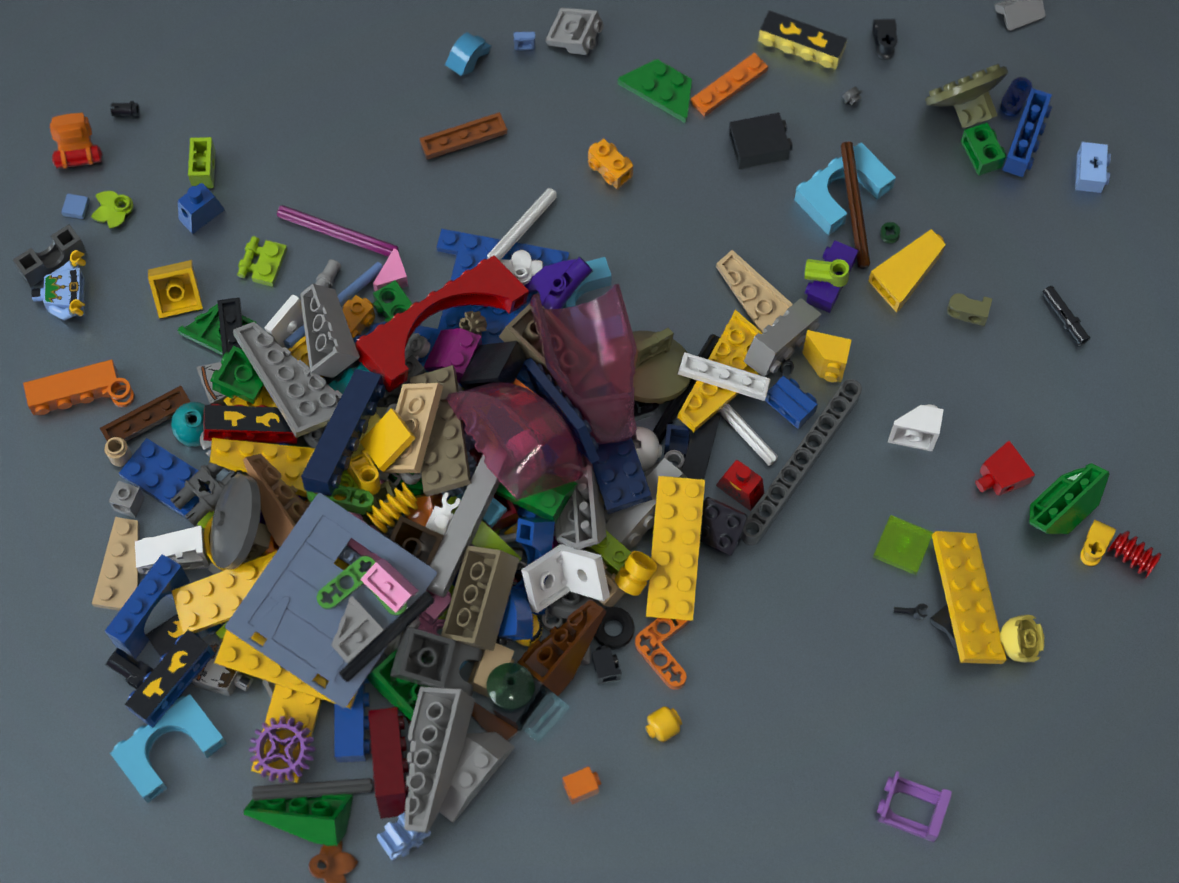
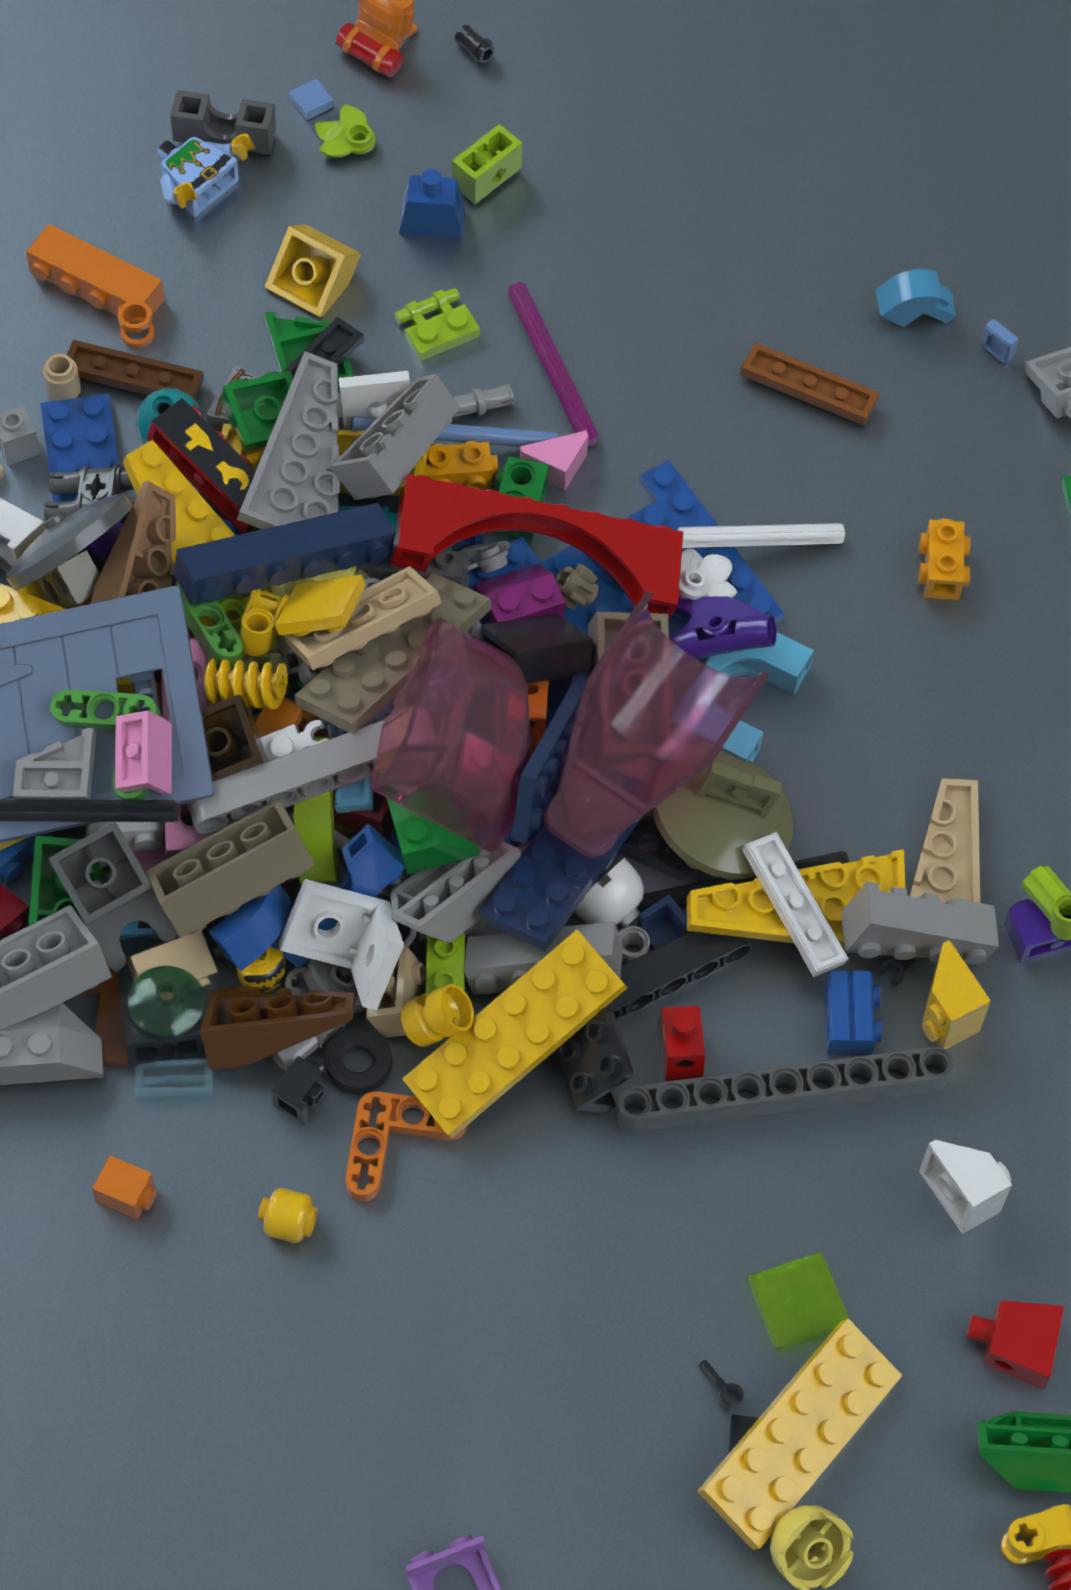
camera: 45 degrees right, 5 degrees down
(748, 434) = (759, 1001): white axle -> none

